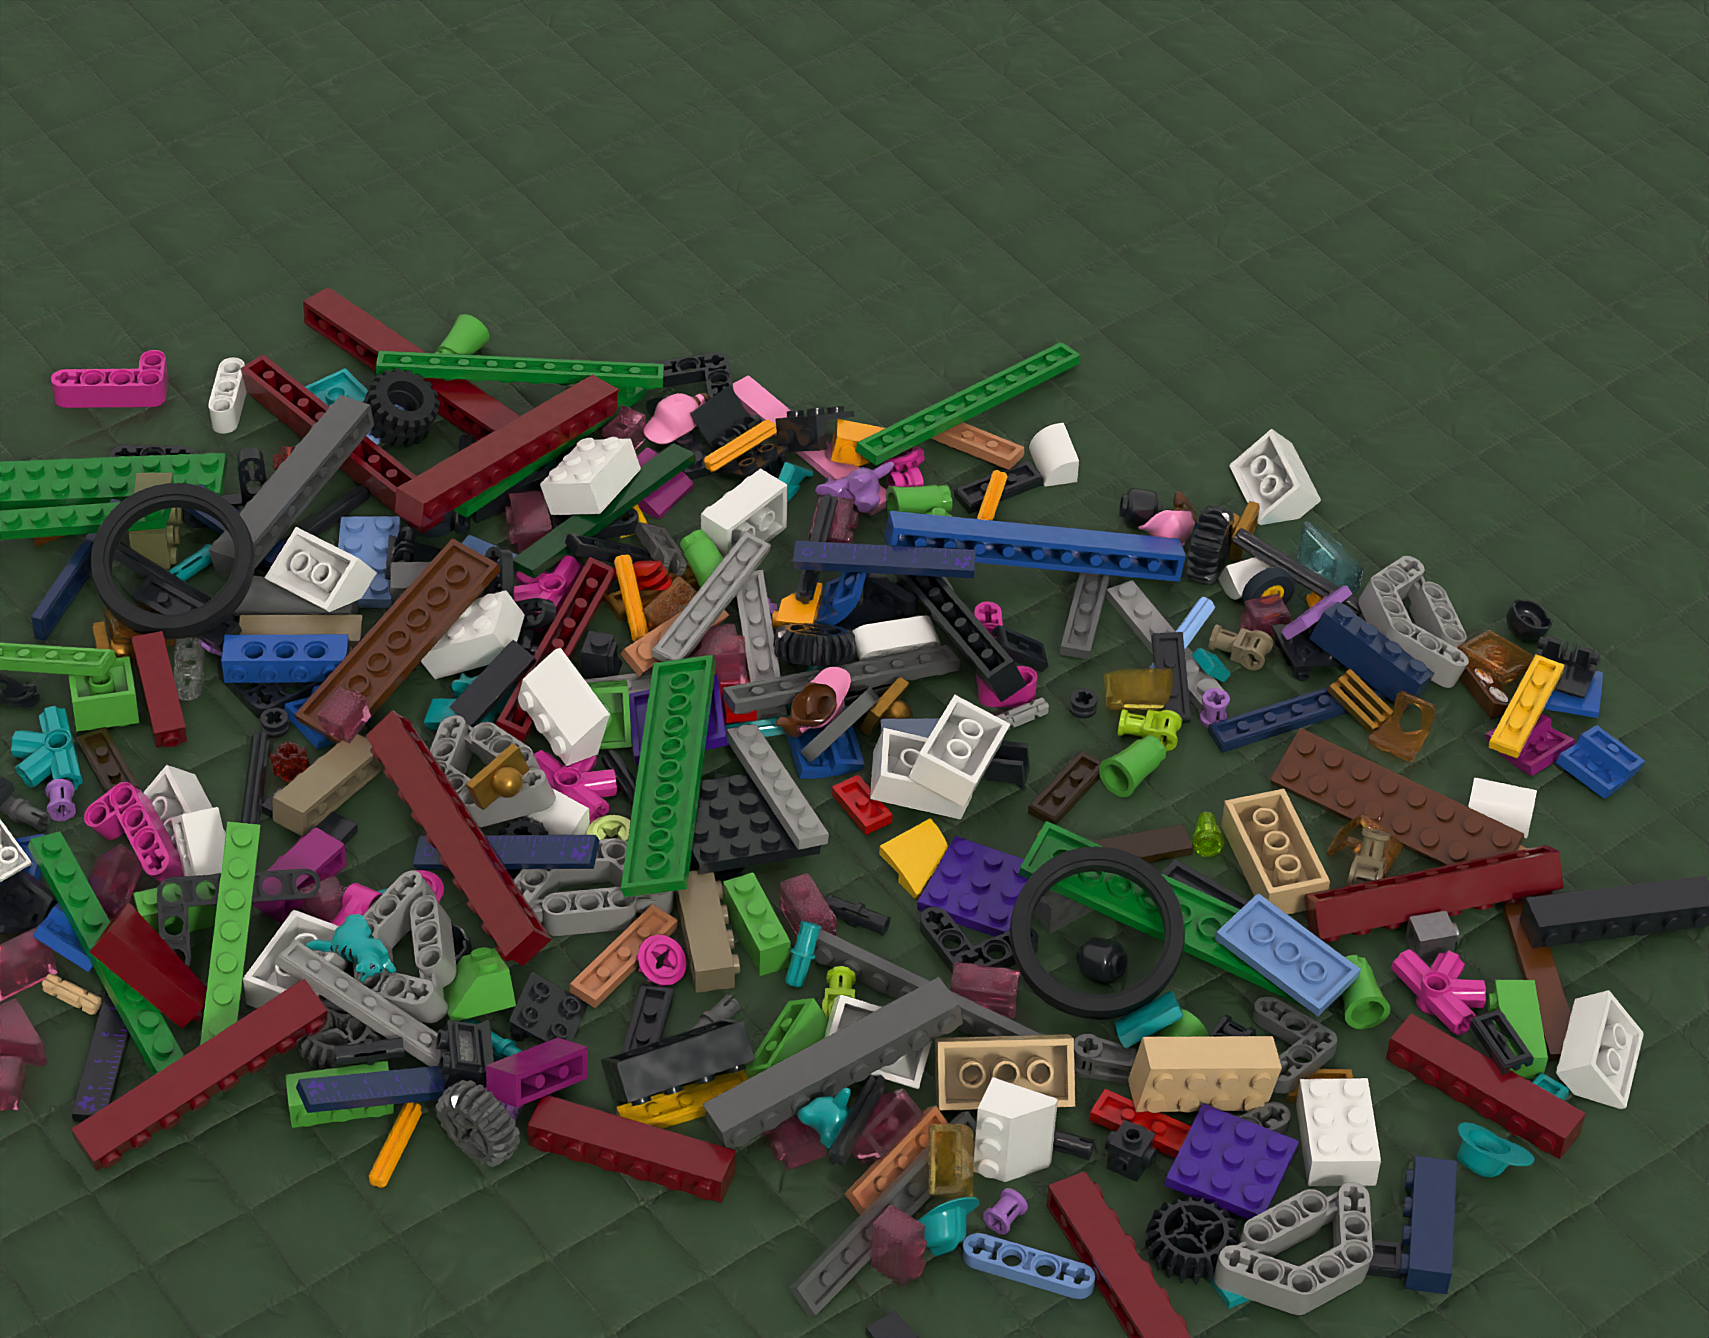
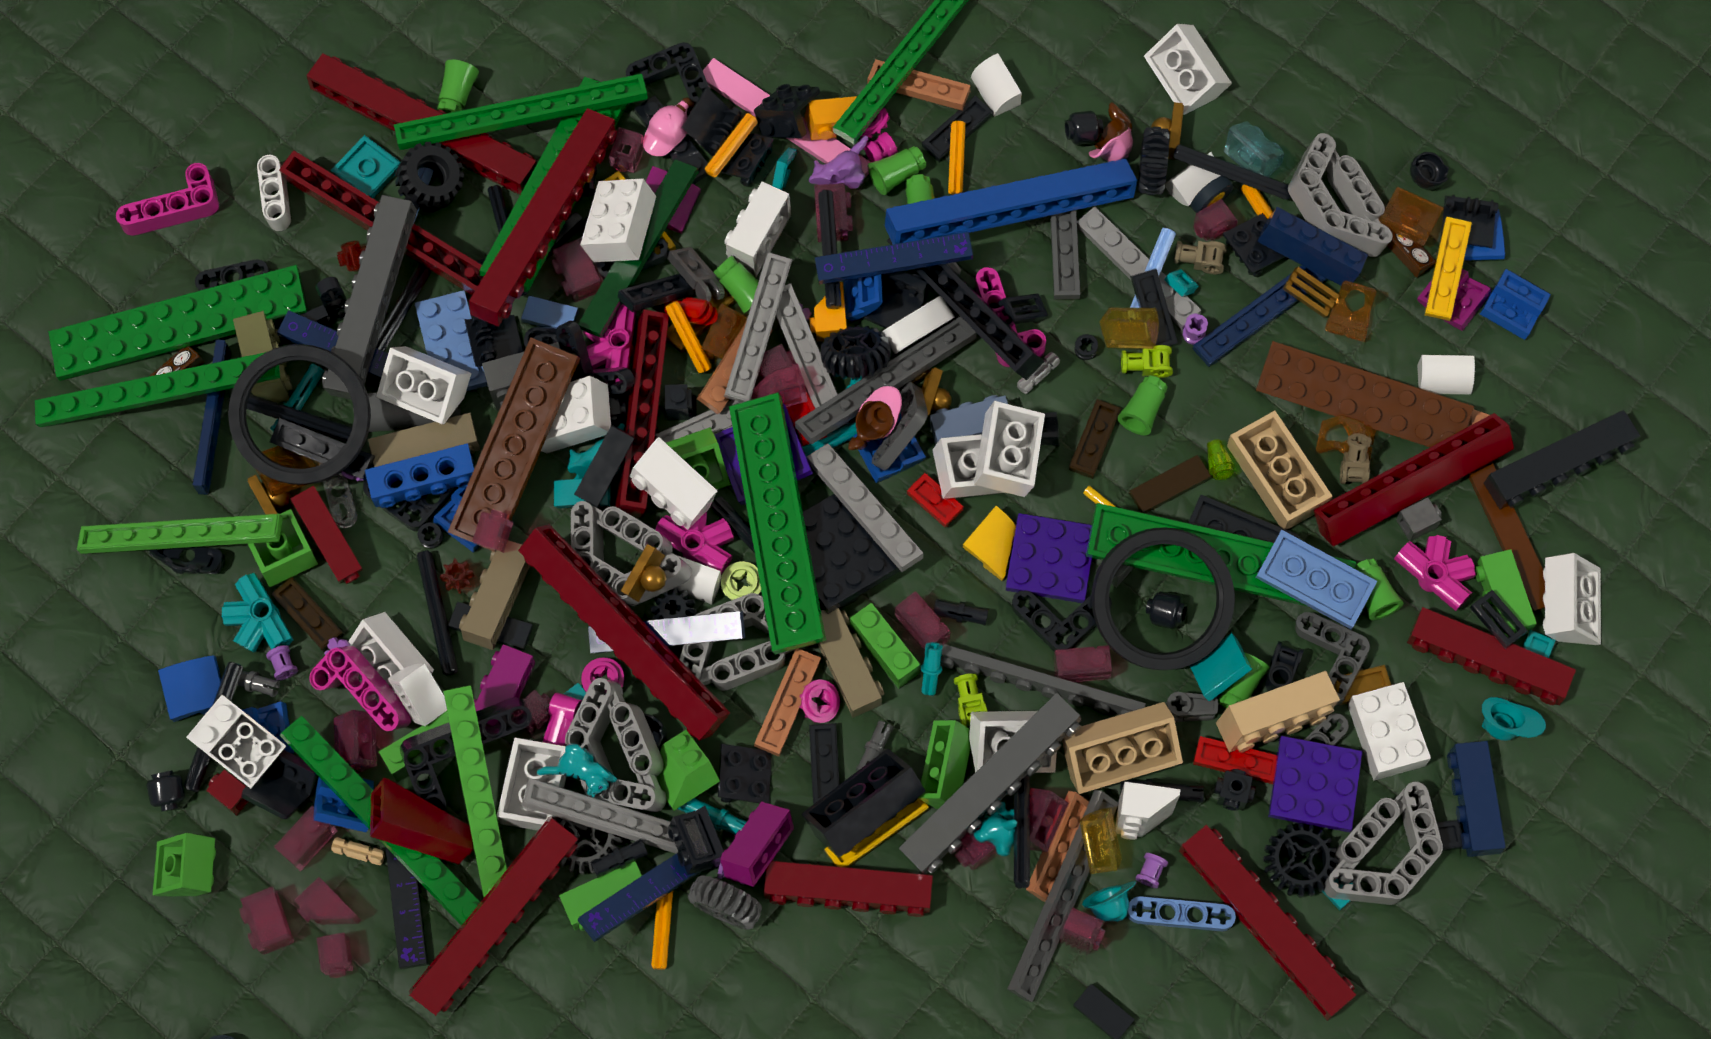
camera: 10 degrees left, 25 degrees up
(1315, 612) = (1259, 215): medium lavender tile -> none

